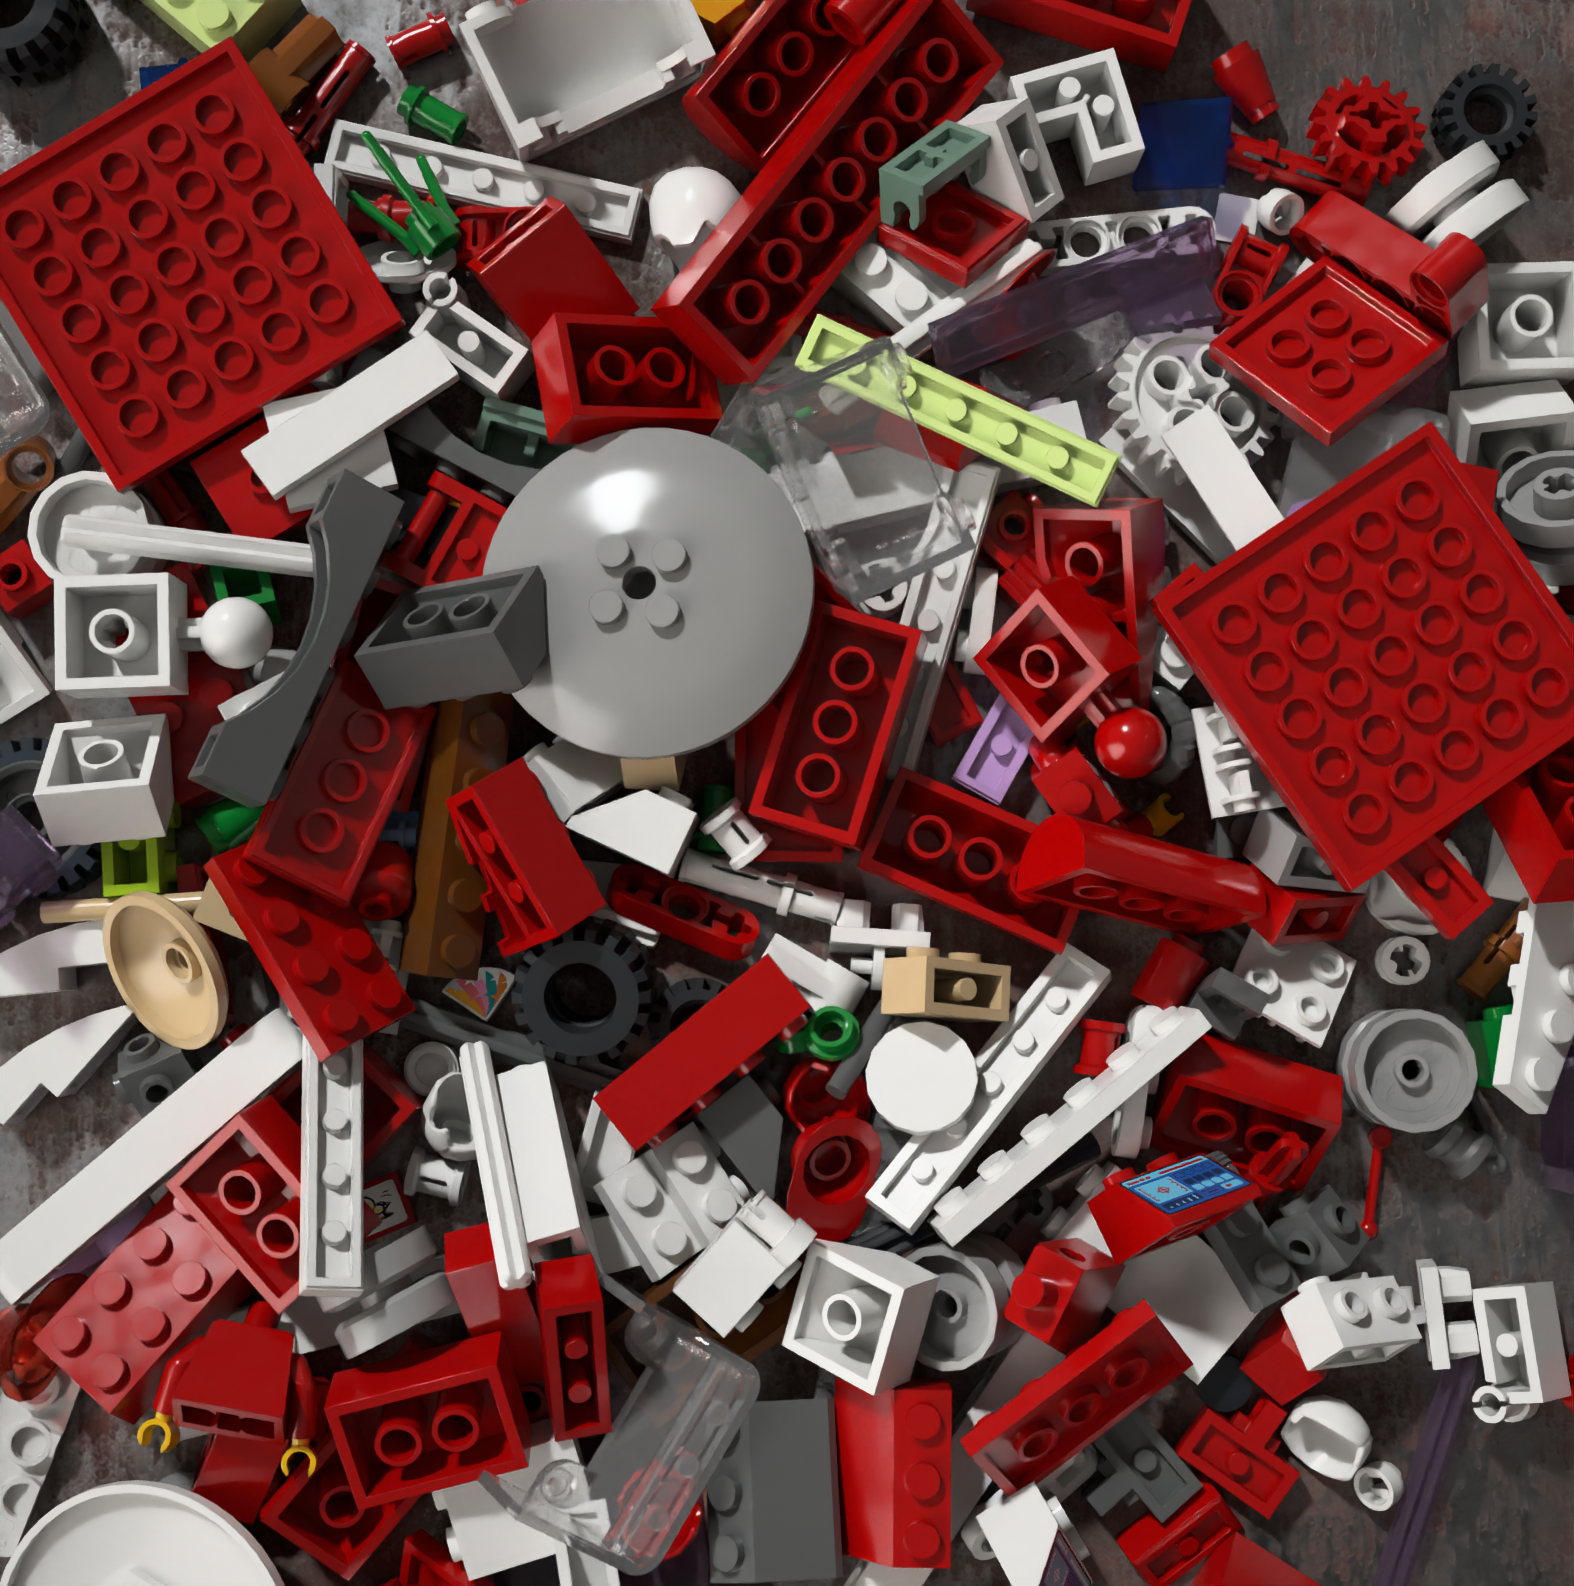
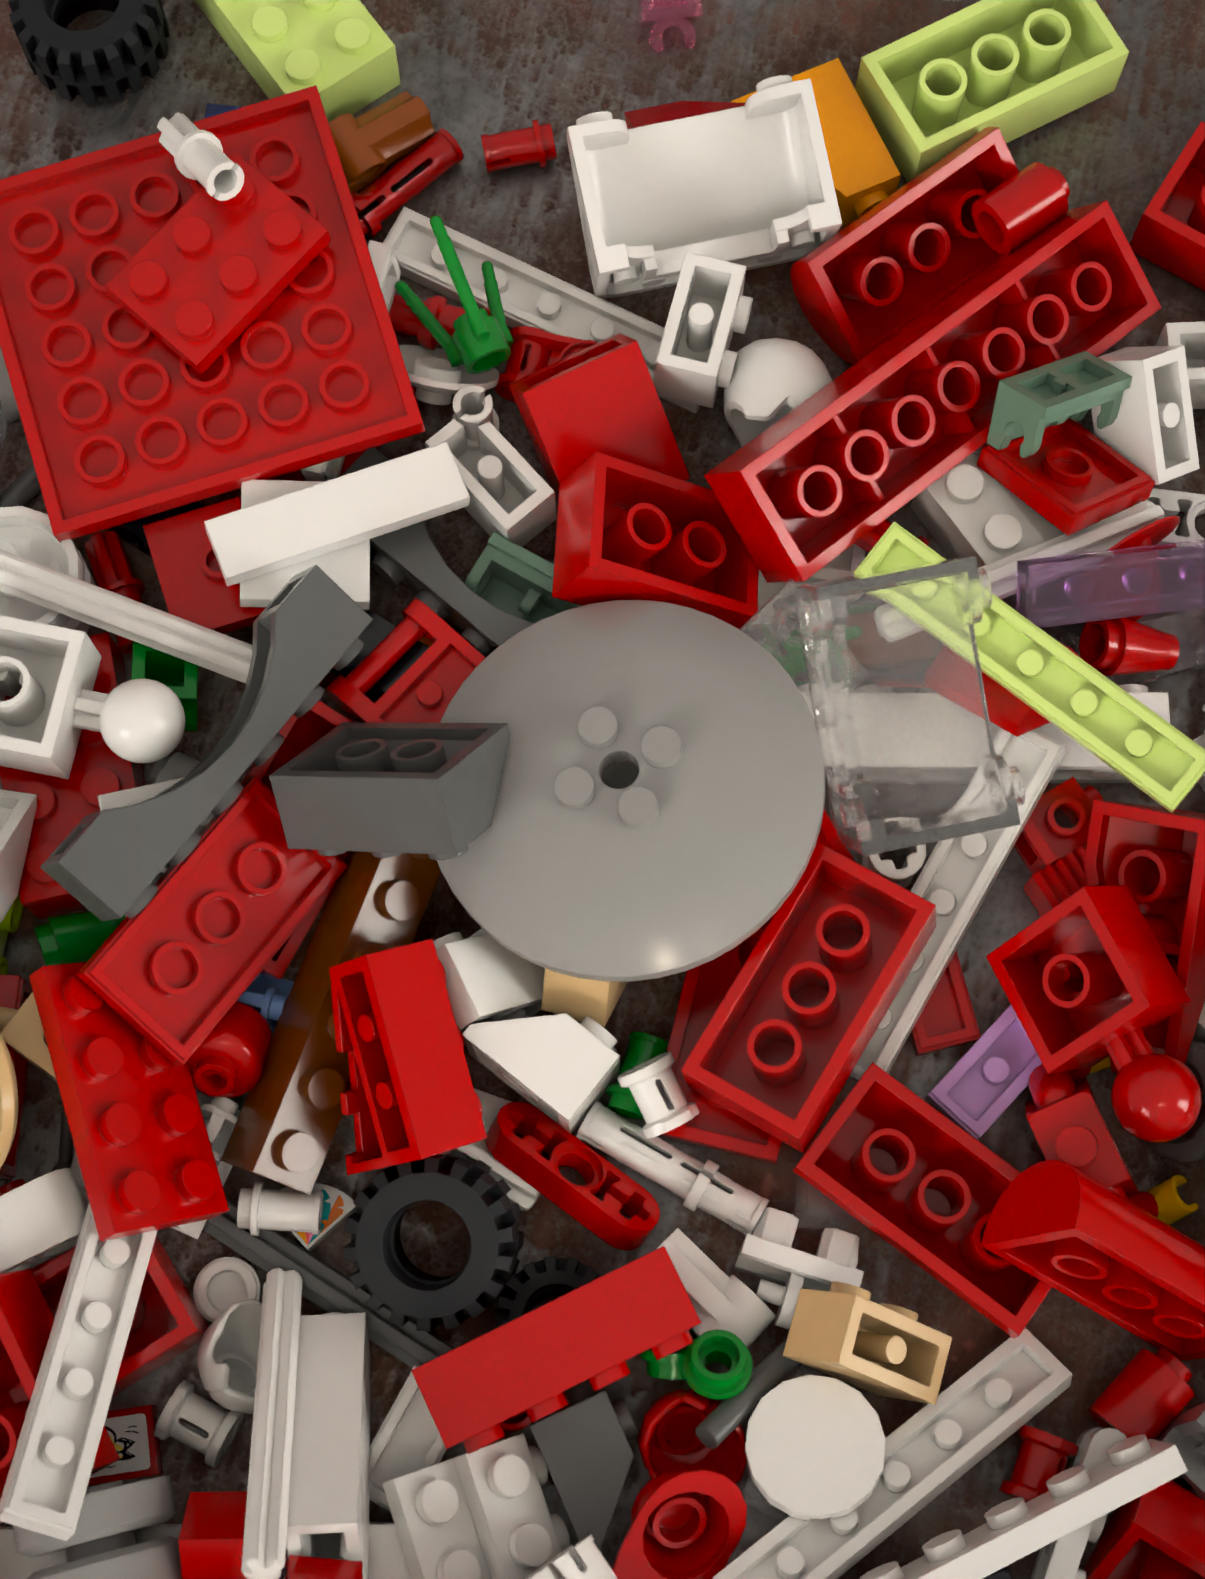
camera: 15 degrees right, 10 degrees down
(148, 129) = (201, 157): none -> white axle
(190, 219) = (218, 266): none -> red plate
(432, 114) = (510, 225): green pin -> none
(456, 997) = (279, 1210): none -> white pin
(616, 175) = (699, 330): none -> white brick
(981, 605) = (1006, 900): white plate -> none
(1035, 370) = (1127, 647): none -> red cone

